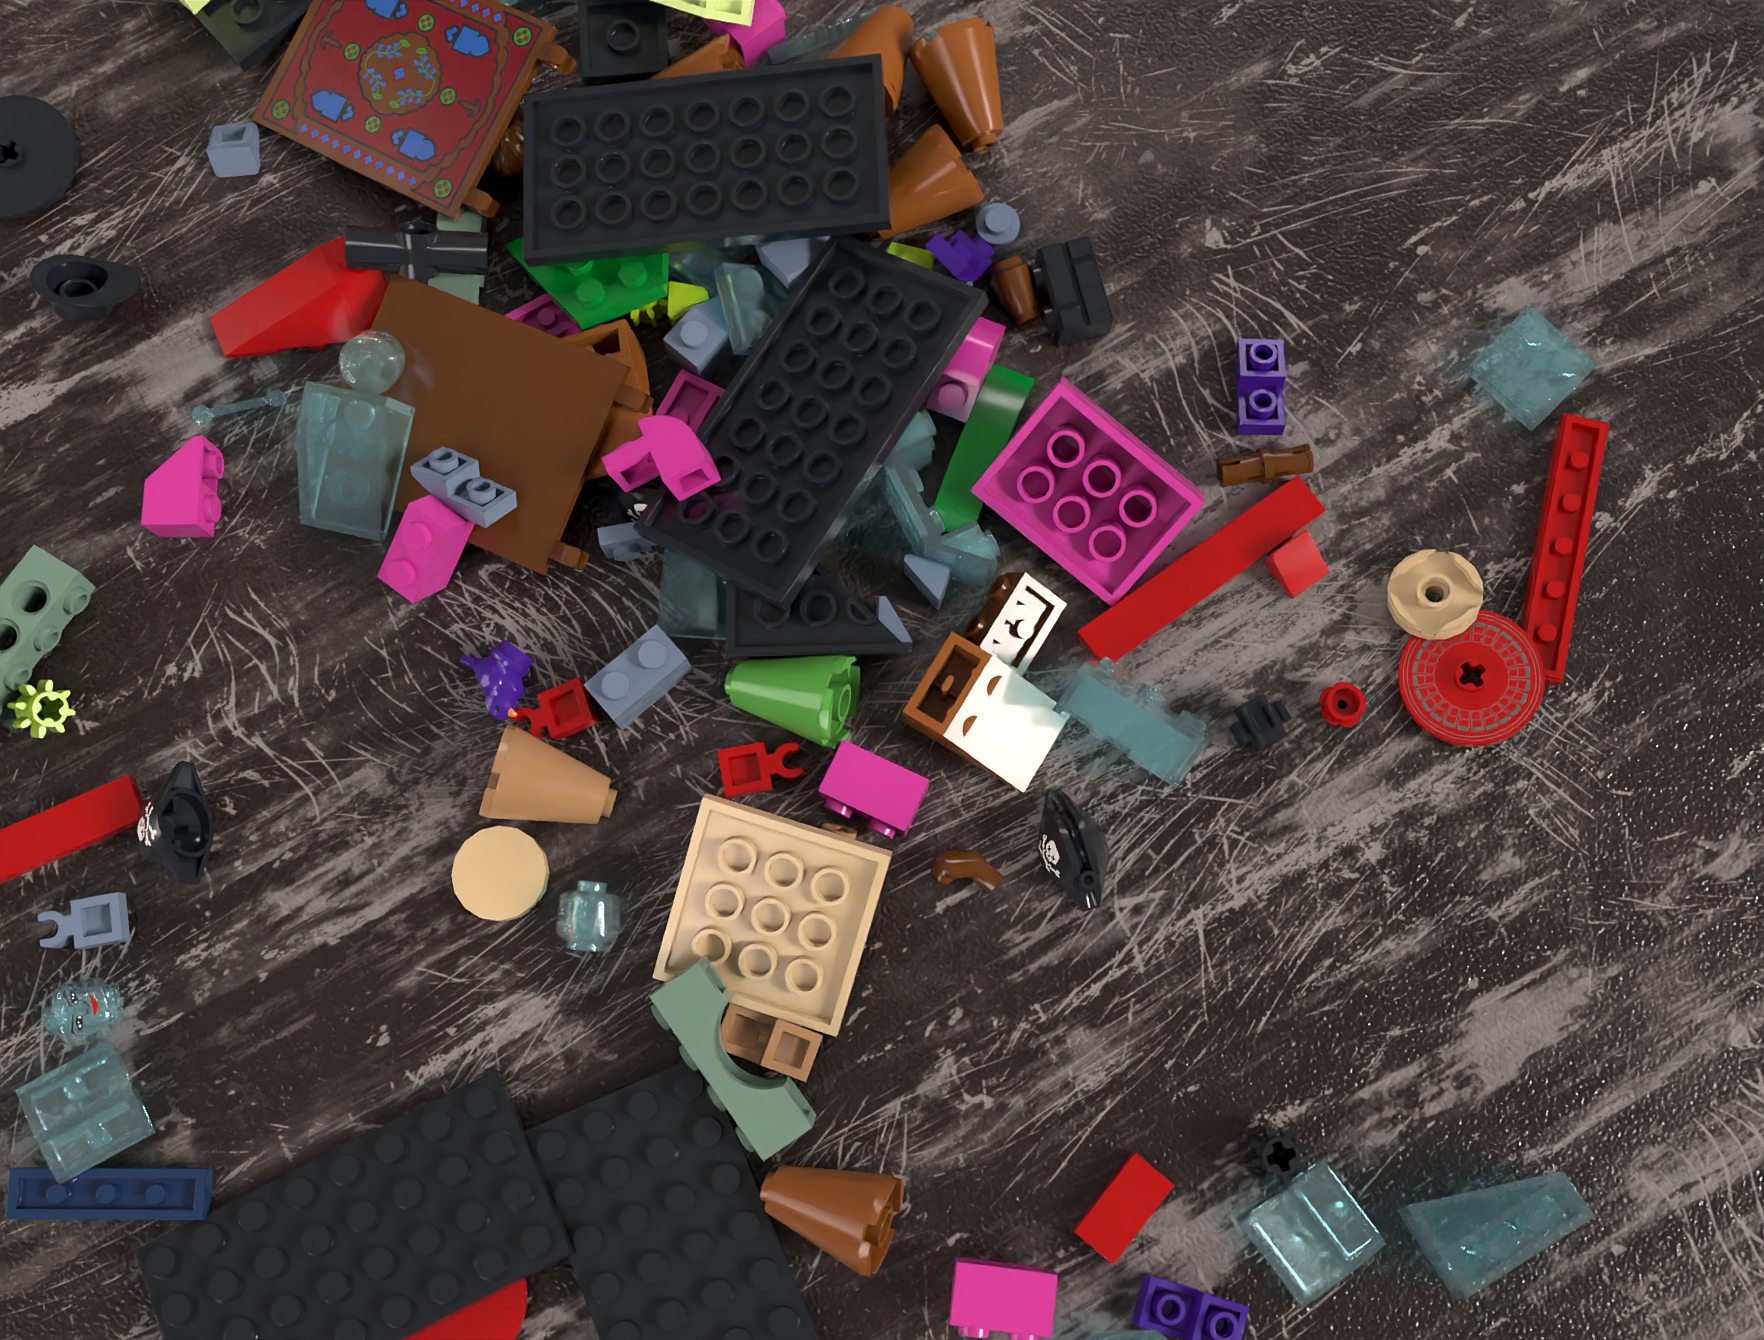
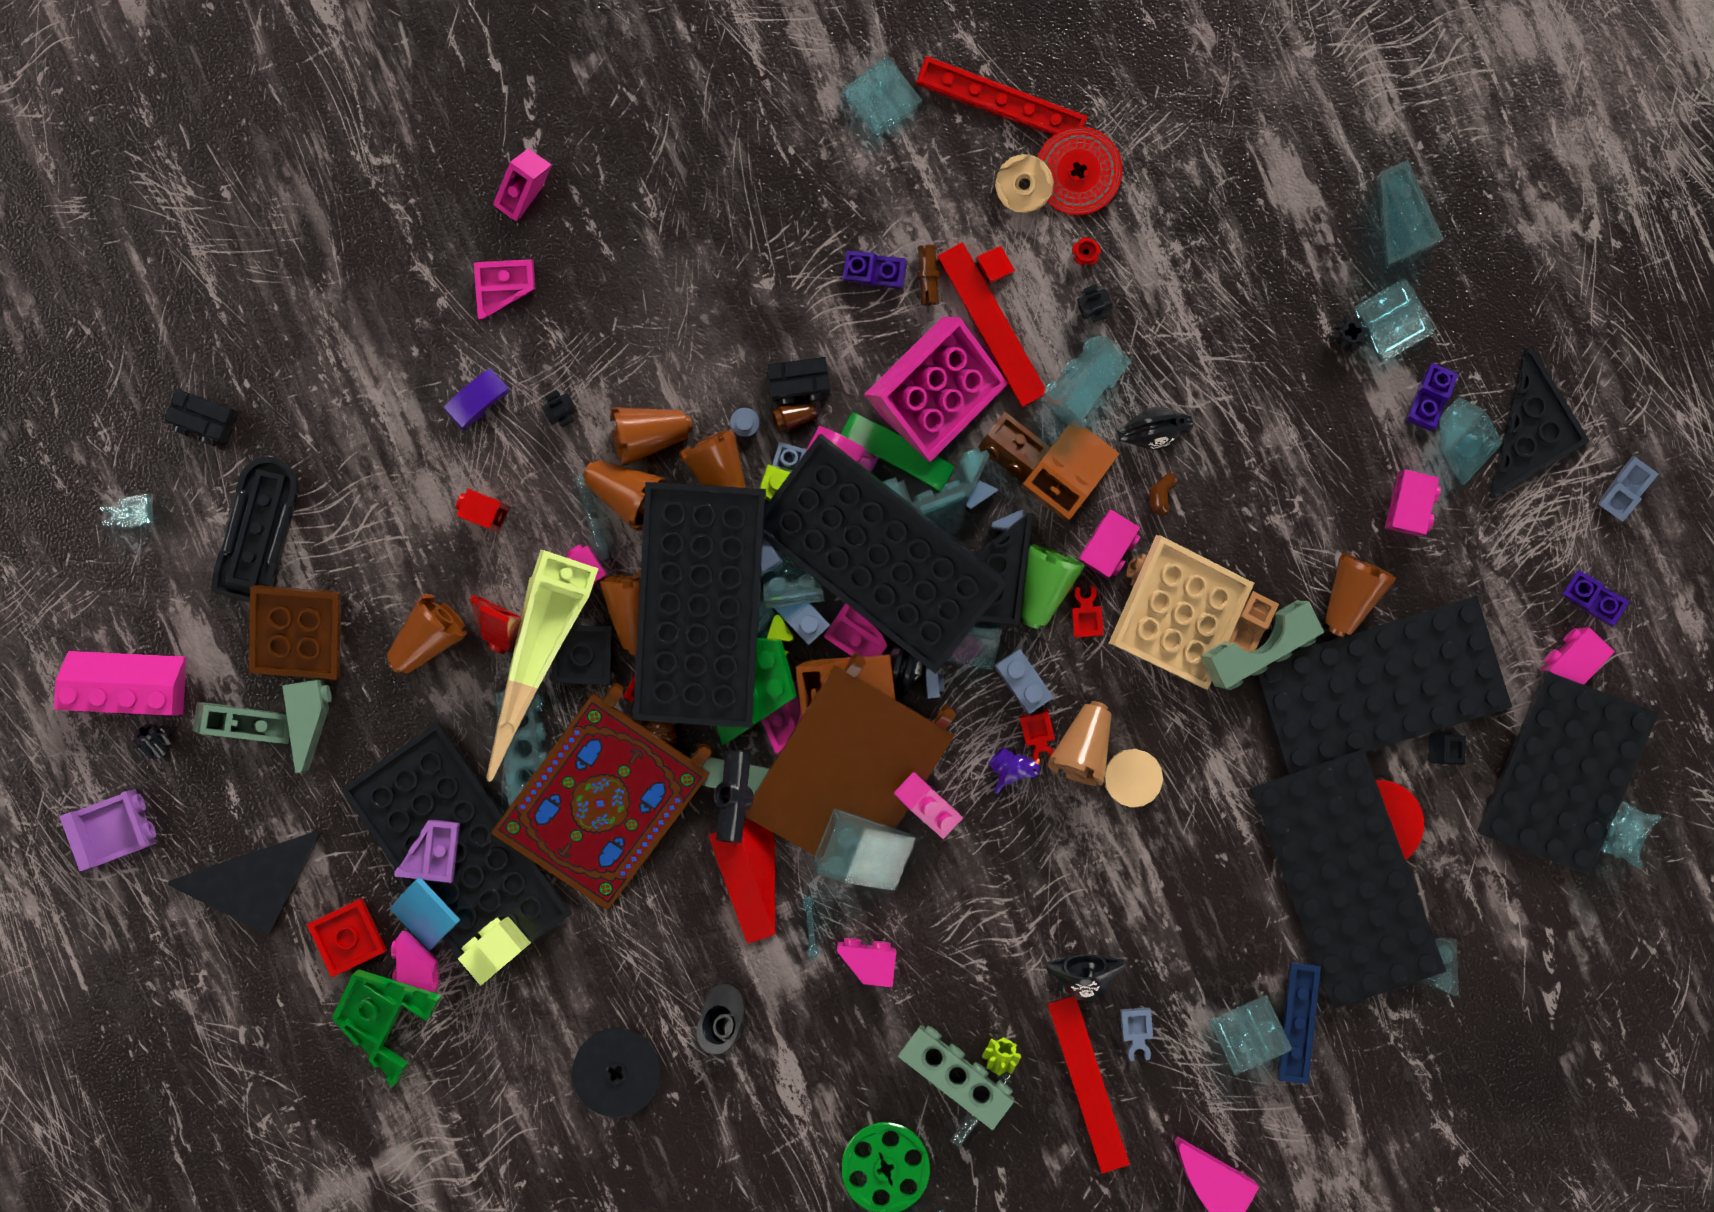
camera: 90 degrees left, 10 degrees up
(84, 1011) = (1191, 1034): clear light blue head -> none
(234, 149) = (627, 922): sand blue slope -> none
(384, 354) = (807, 830): clear light blue head -> none
(458, 485) = (895, 781): sand blue slope -> none
(588, 916) = (1167, 724): clear light blue head -> none
(665, 450) = (892, 644): dark pink brick -> none
(963, 256) = (770, 446): dark purple slope -> none
(1123, 1207) = (1368, 427): red tile -> none

